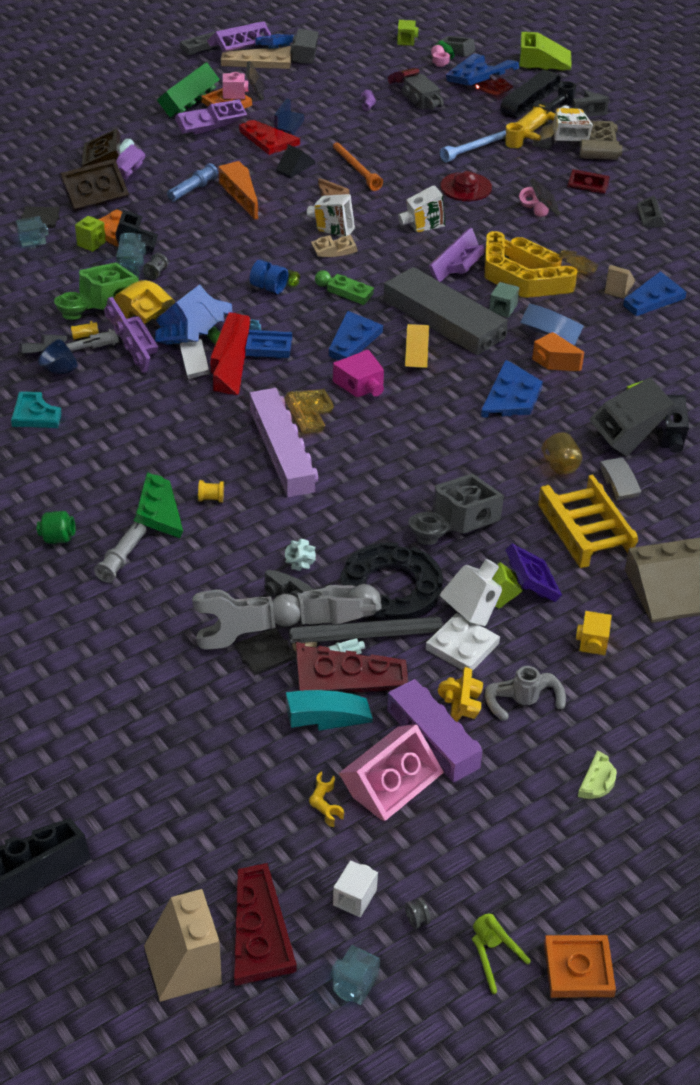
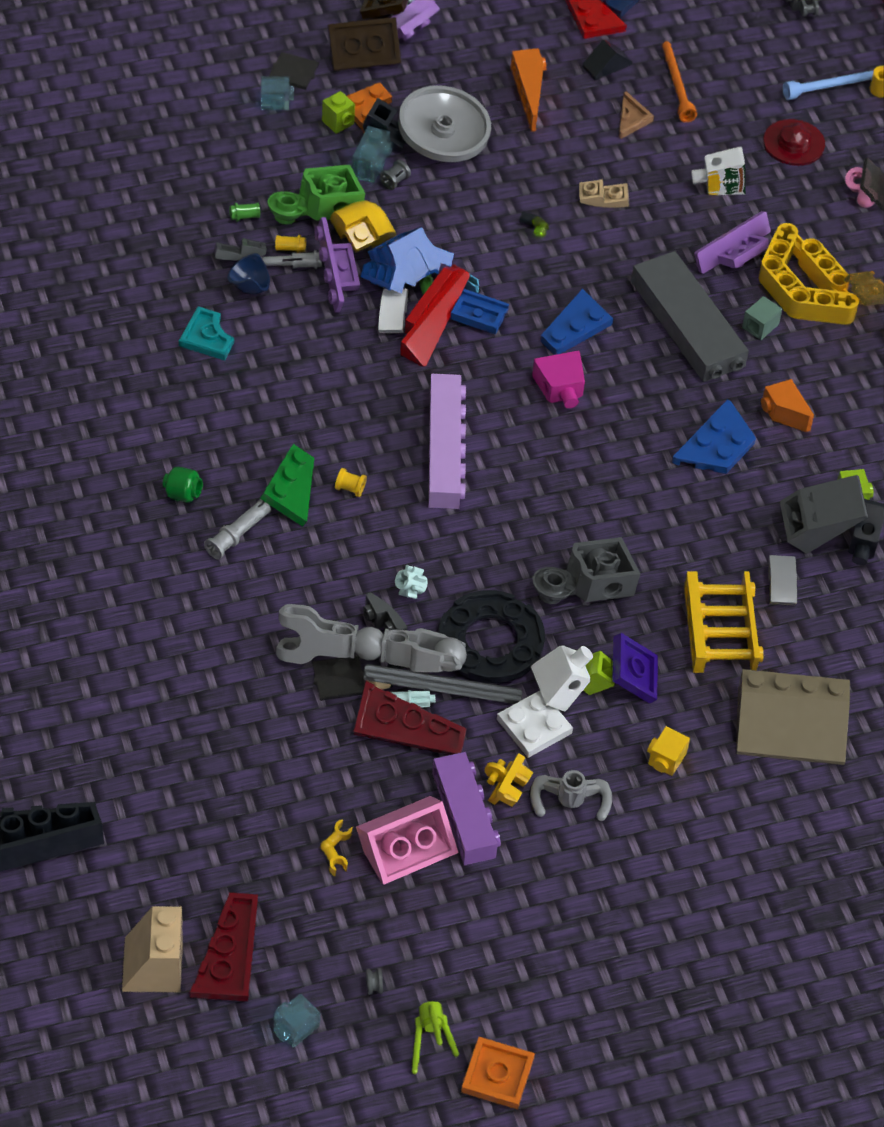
camera: 15 degrees right, 10 degrees up
(36, 316) = (244, 211): none -> bright green pin
(183, 223) = (444, 123): none -> light grey dish
(198, 179) = (487, 60): medium blue pin -> none
(271, 277) = (512, 222): blue wheel -> none
(306, 408) = (485, 403): clear yellow plate -> none
(326, 709) = (372, 757): teal slope -> none
(333, 214) = (617, 153): torso -> none
(344, 287) = (593, 254): bright green plate -> none
(355, 888) = (326, 942): white brick -> none
(417, 345) = (637, 357): yellow brick -> none
(548, 321) = (794, 366): medium blue brick -> none
(564, 453) = (732, 535): clear yellow helmet -> none
(599, 778) = (602, 902): yellowish green tile -> none

